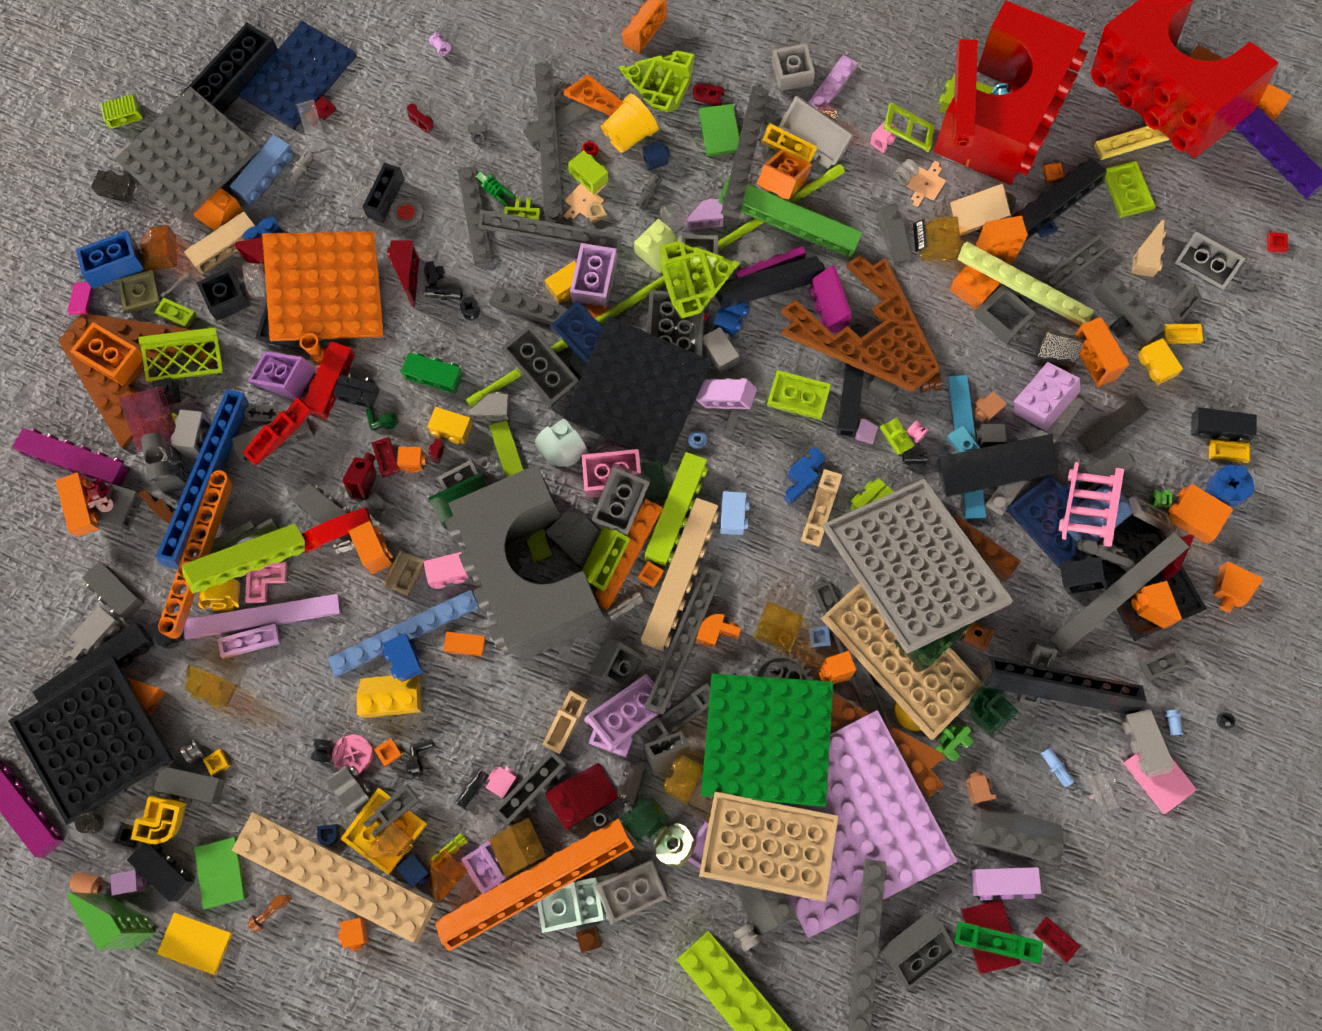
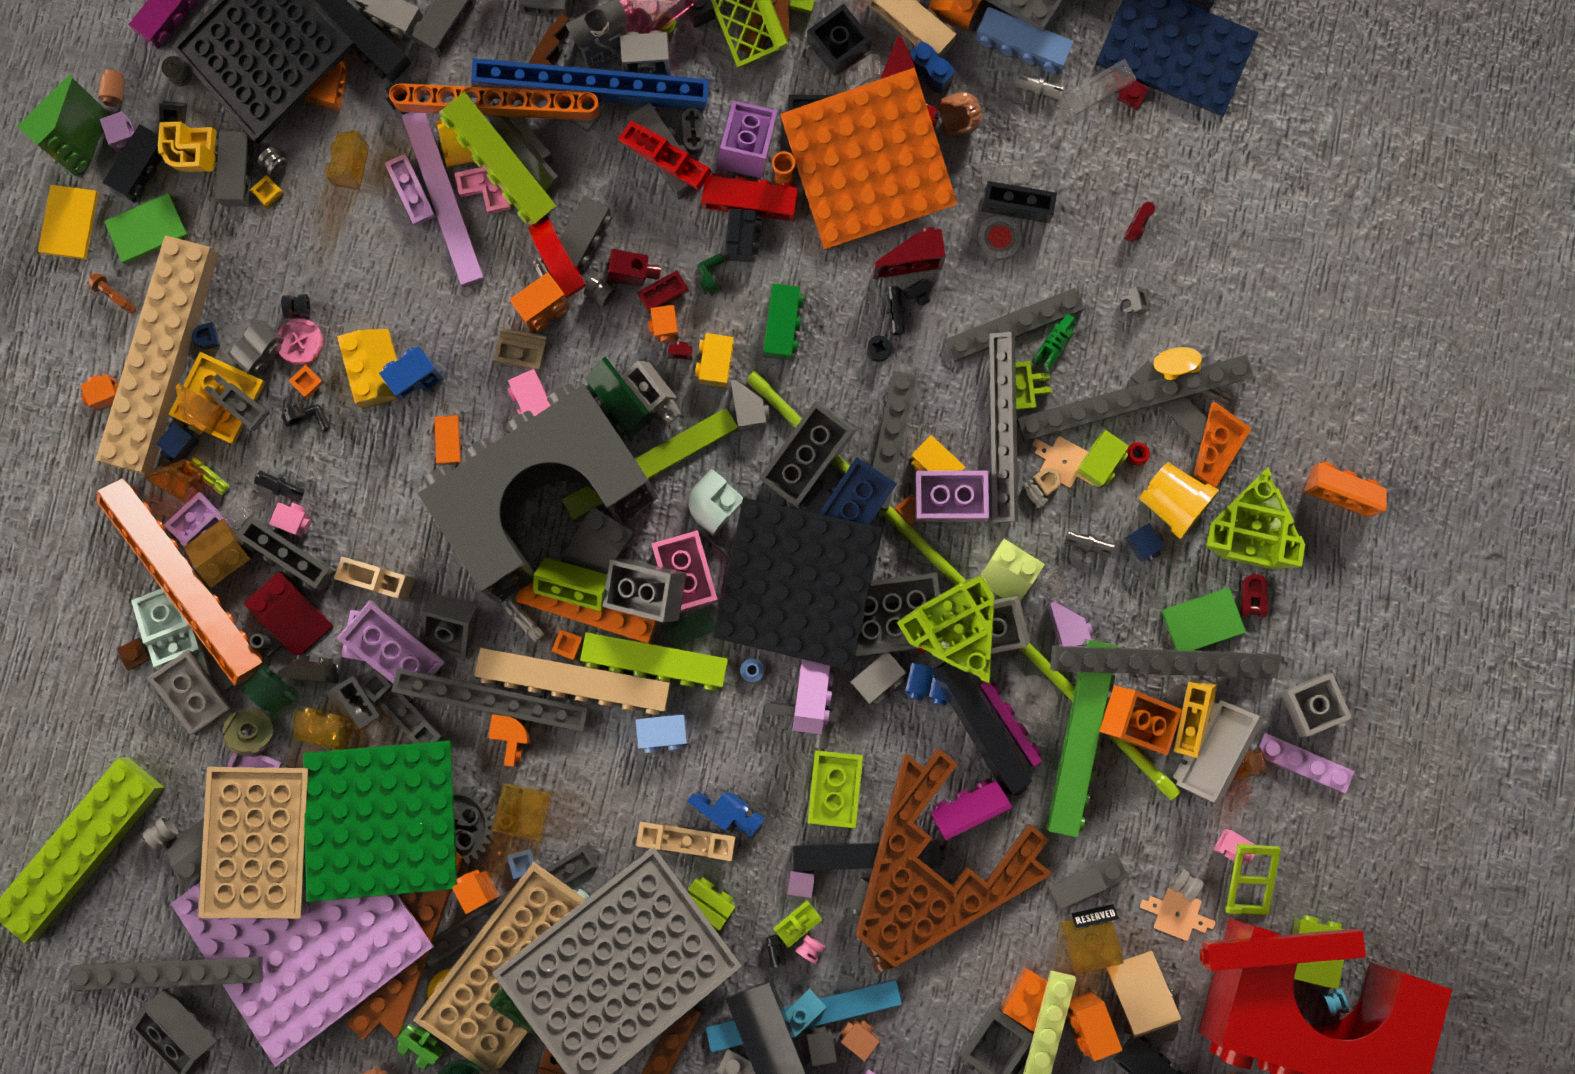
camera: 75 degrees right, 10 degrees up
(305, 218) = (960, 113): none -> nougat hair
(413, 627) = (448, 363): medium blue plate -> none
(437, 41) = (1259, 221): lavender bush -> none
(529, 110) = (1177, 362): none -> yellow dish
(604, 222) = (1034, 493): none -> light grey piece

